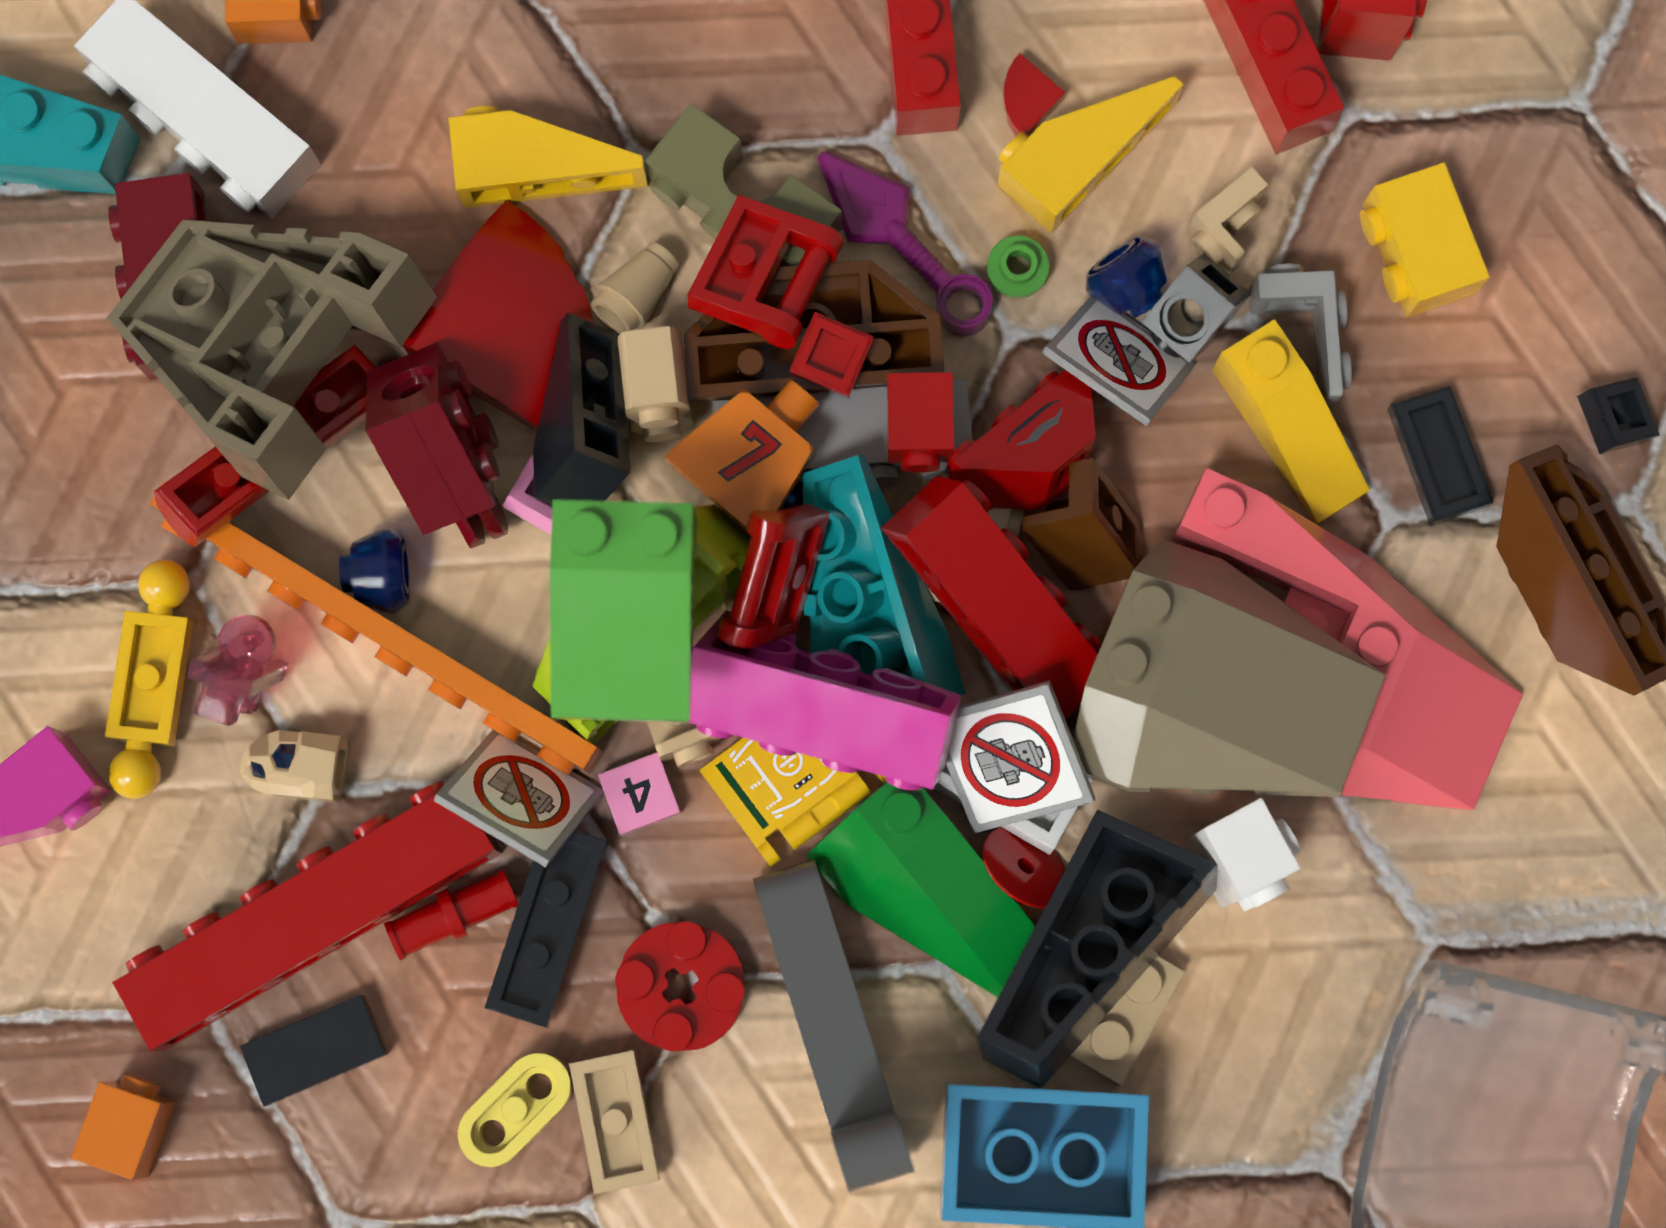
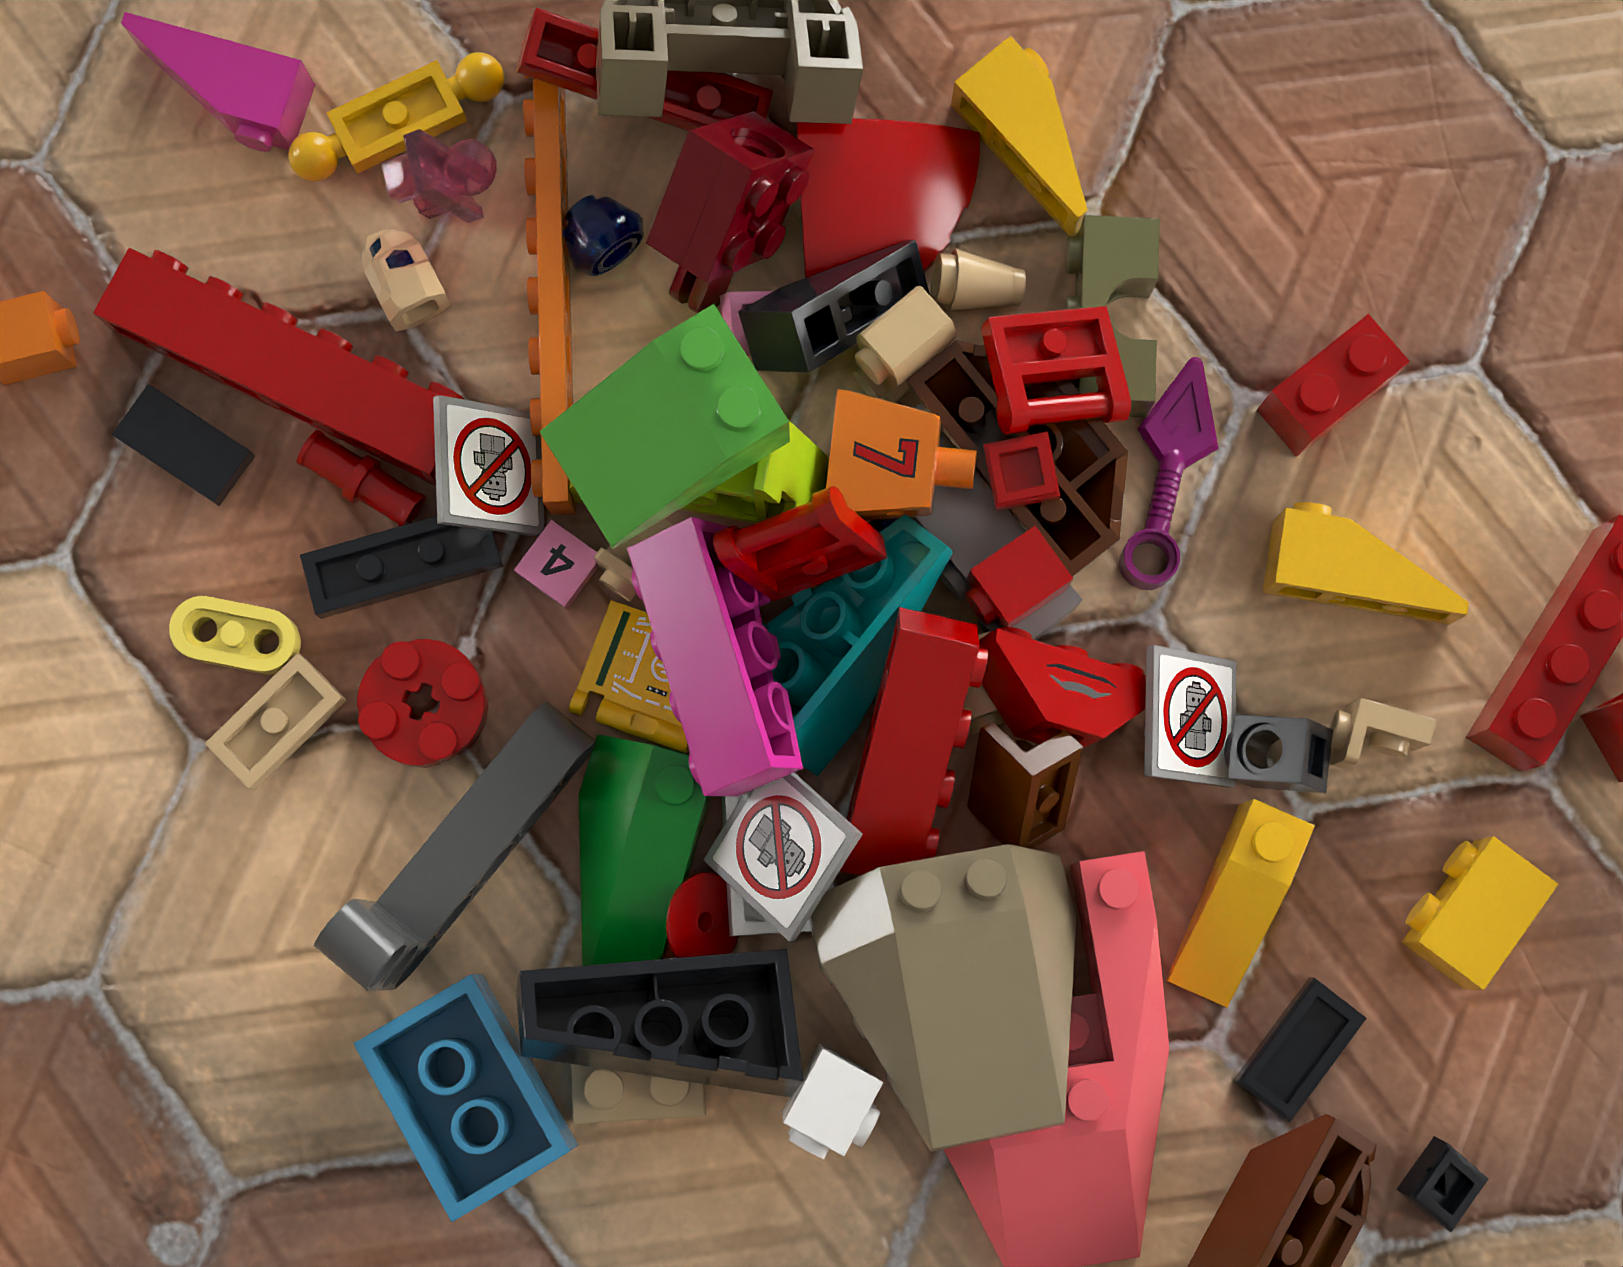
camera: 55 degrees right, 0 degrees up
(1012, 284) = (1199, 595): bright green plate -> none
(1028, 96) = (1367, 495): red tile -> none
(1129, 277) = (1267, 680): clear blue cone -> none
(1290, 290) = (1354, 826): light grey bracket -> none

